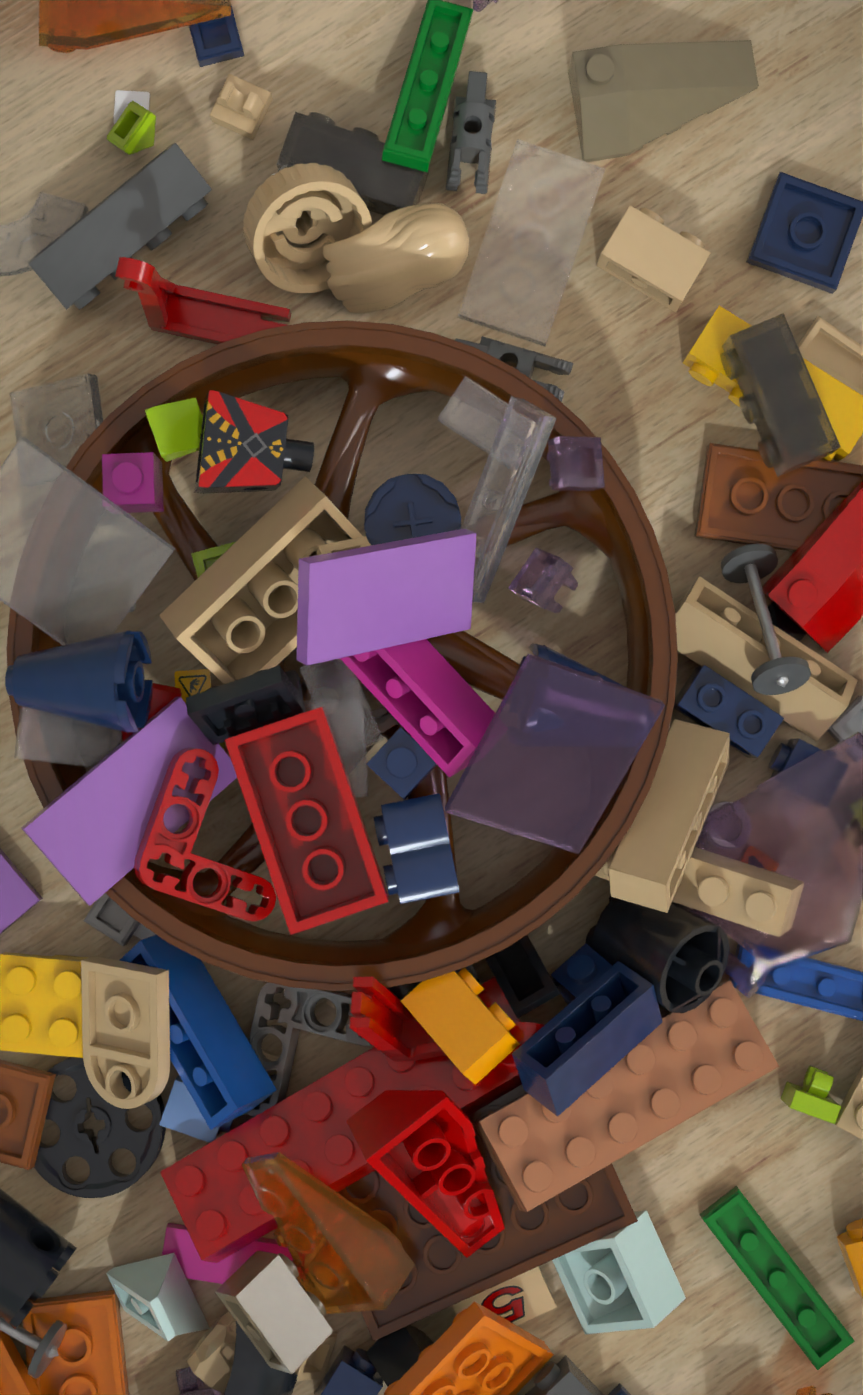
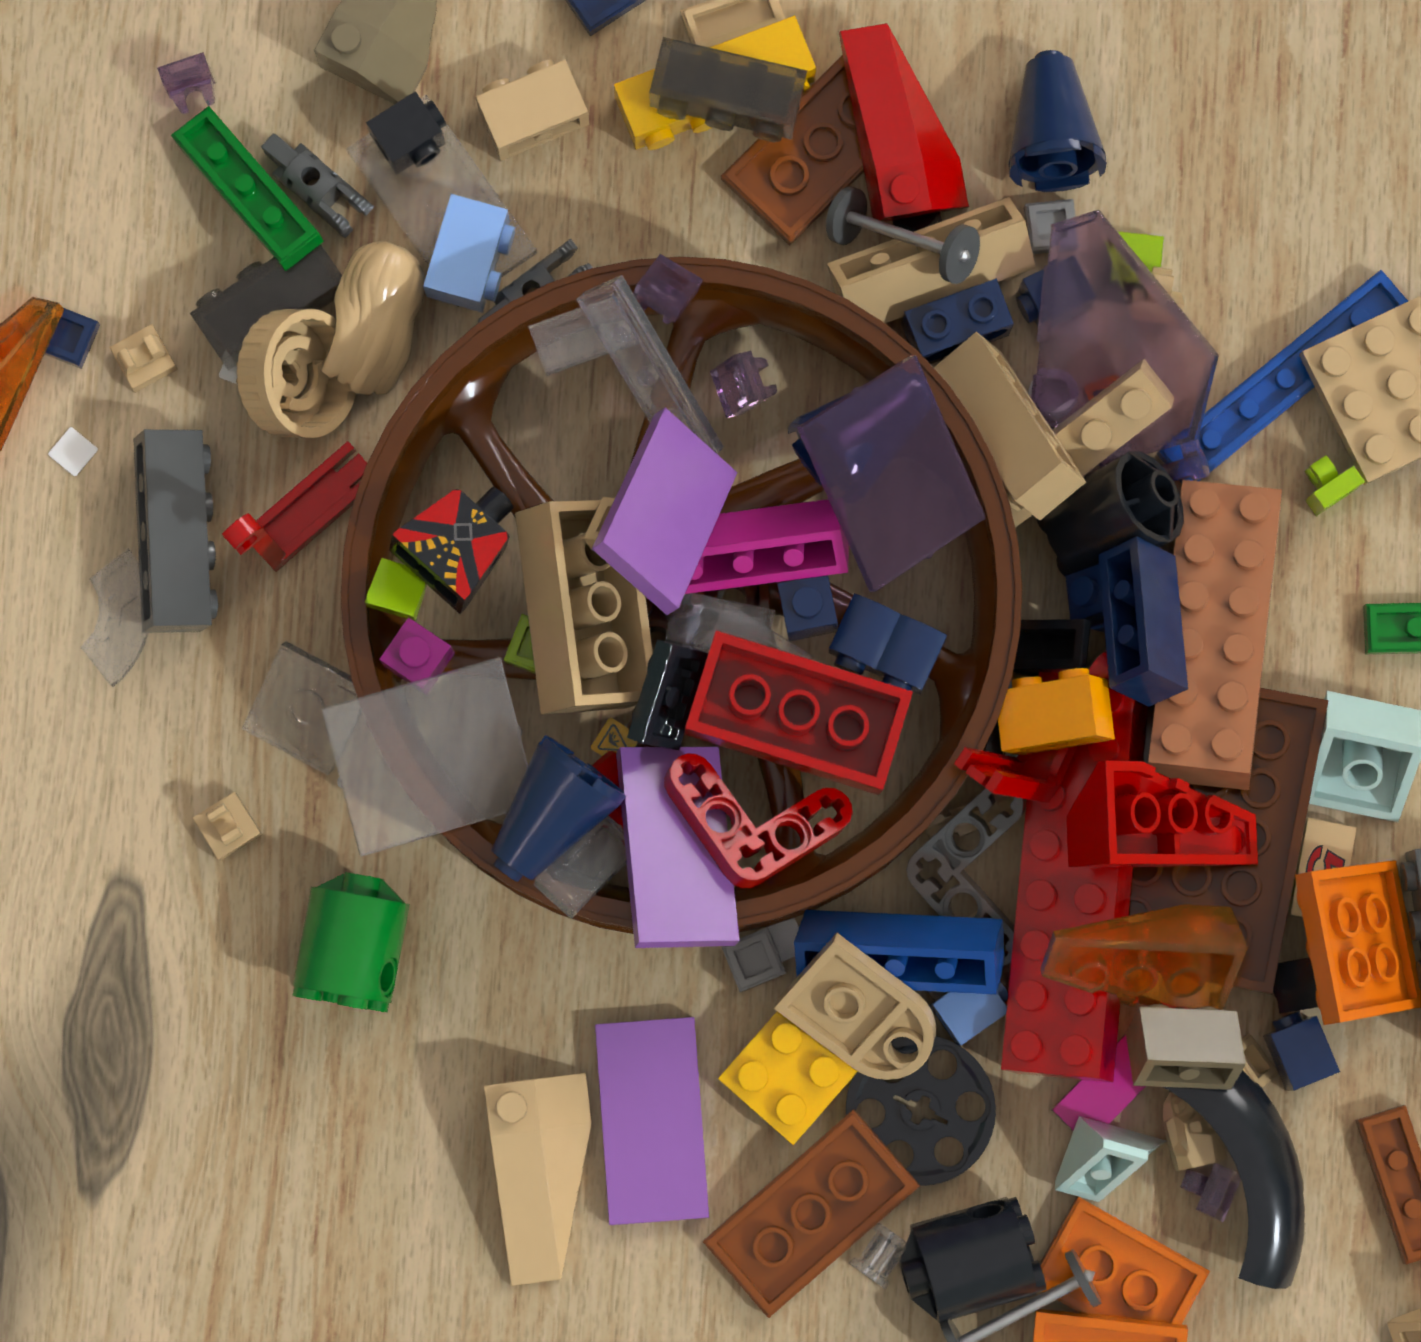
camera: 55 degrees left, 5 degrees down
(133, 129) = (95, 461): lime slope -> none
(409, 509) = (602, 452): dark blue tile -> none
(501, 290) = (467, 253): none -> light blue piece
(562, 174) = (408, 132): none -> black brick

